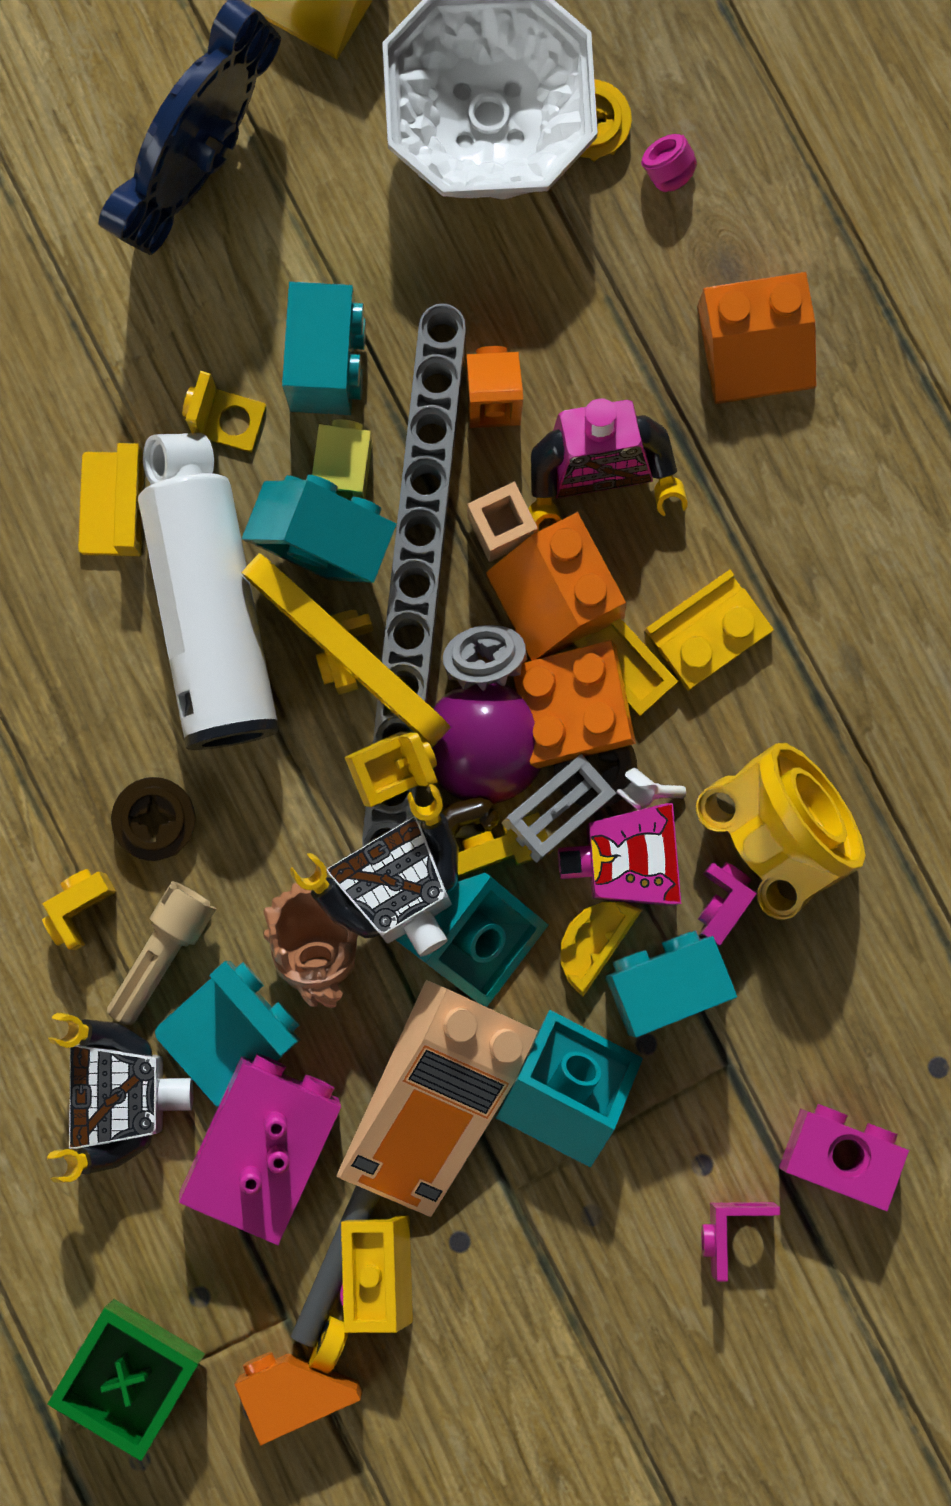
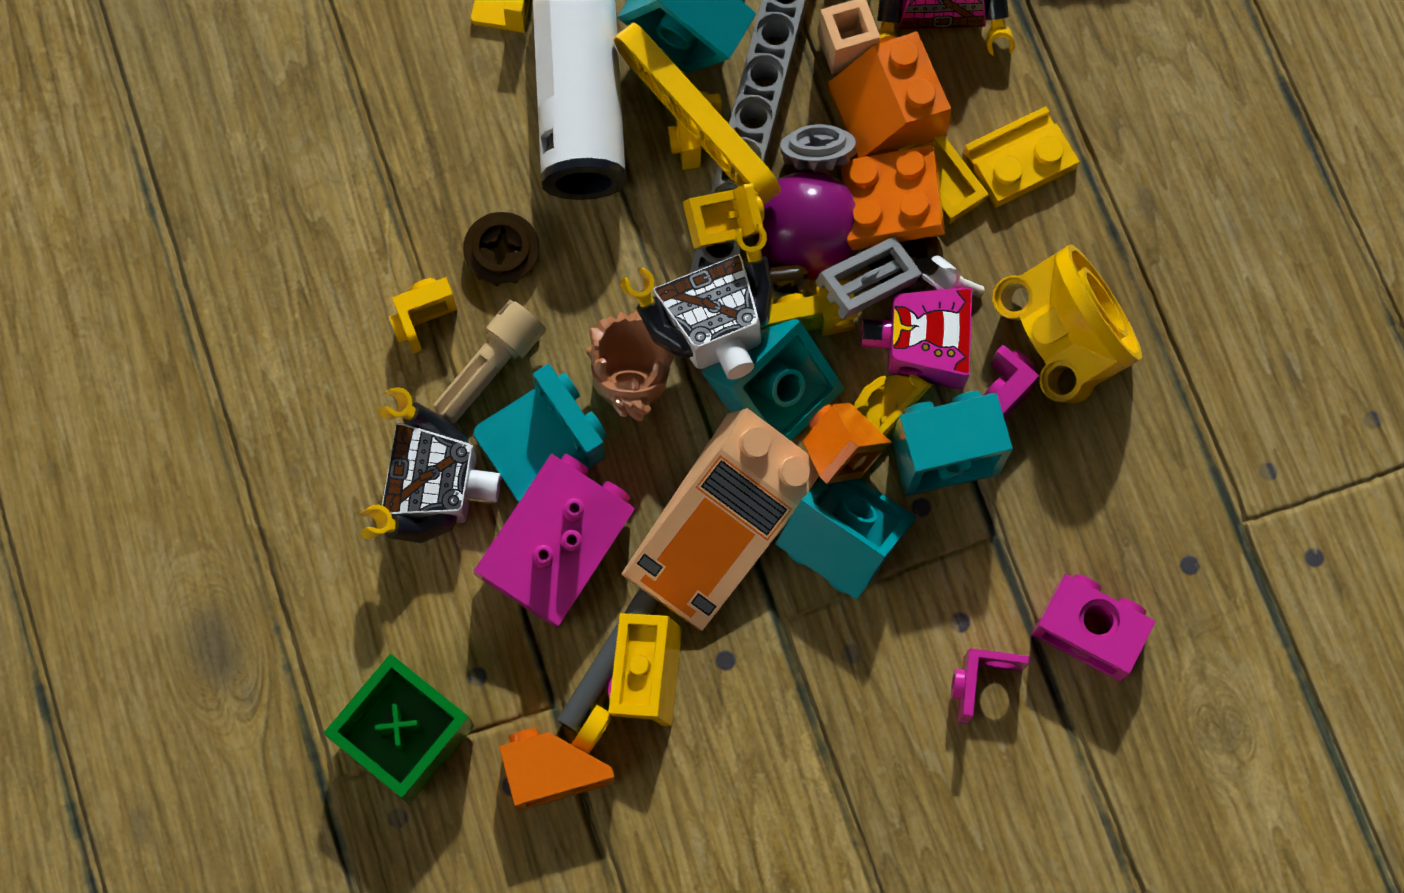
camera: 10 degrees right, 10 degrees down
(553, 999) = (843, 443): none -> orange slope

